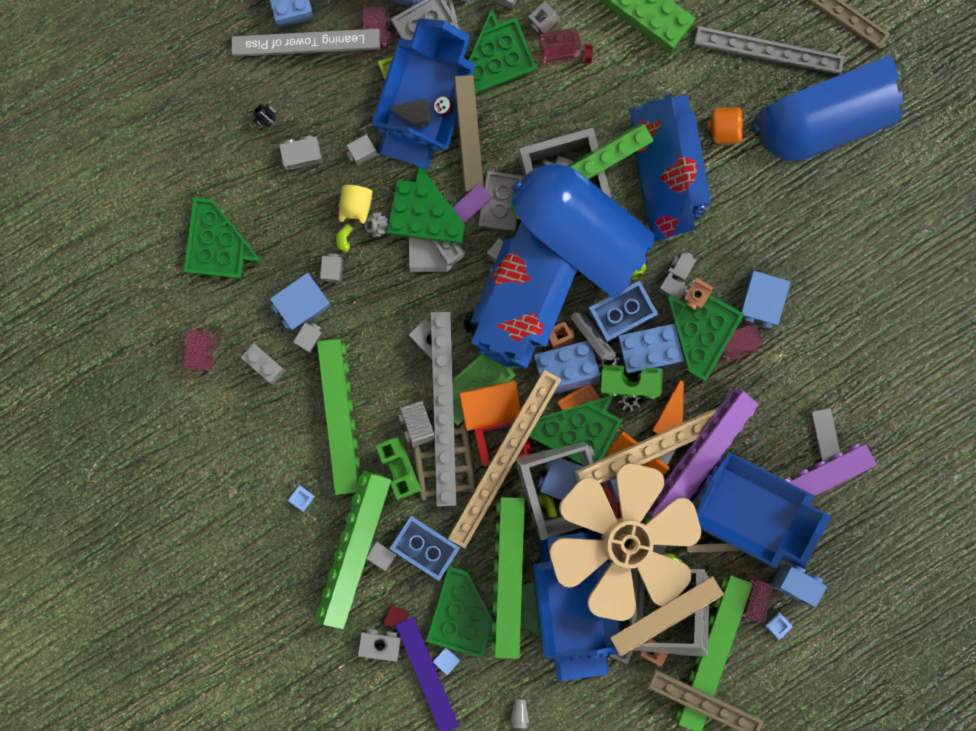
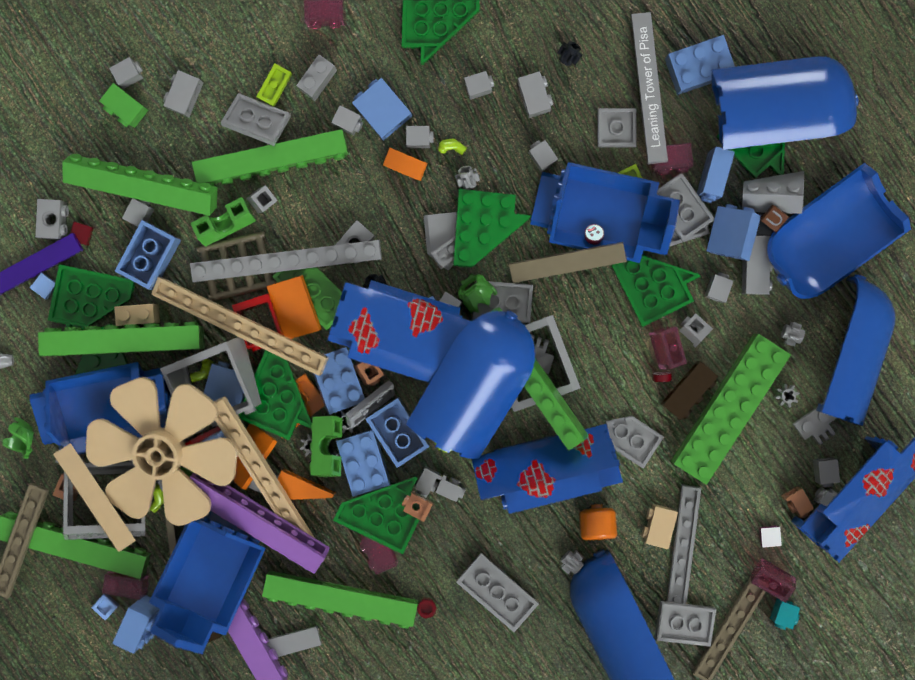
camera: 85 degrees right, 5 degrees up
(238, 554) = (127, 72): none -> light grey brick
(265, 407) = (274, 85): none -> lime plate
(265, 499) = (182, 93): none -> light grey brick
(271, 562) = (123, 105): none -> bright green brick
(286, 206) = (478, 85): none -> light grey brick
(298, 427) = (255, 119): none -> light grey tile
(301, 498) = (189, 129): light blue tile -> none
(340, 78) = (616, 128): none -> light grey tile
(354, 203) = (485, 153): light yellow piece -> none
(357, 284) = (405, 164): none -> orange slope
(379, 428) = (261, 199): none -> light grey brick
(413, 113) = (583, 205): clear smoke slope -> none
(417, 424) = (269, 235): light grey brick -> none
(472, 203) = (497, 272): medium lavender tile -> none
(484, 565) = (137, 314): none -> tan brick
(493, 224) = (476, 294): none -> bright green helmet
(597, 697) = (21, 439): none -> bright green helmet
(603, 29) = (689, 390): none -> dark brown brick
(646, 84) = (633, 439): none -> light grey tile
(733, 67) = (659, 526): none -> tan brick
(762, 154) = (572, 562): none -> light grey gear
(764, 299) = (423, 572): medium blue brick -> none
(785, 384) = (340, 599): none -> bright green brick
(788, 229) = (497, 592): none -> light grey plate
(799, 301) = (426, 608): none -> dark red tile
(829, 50) = (685, 623): none -> light grey tile

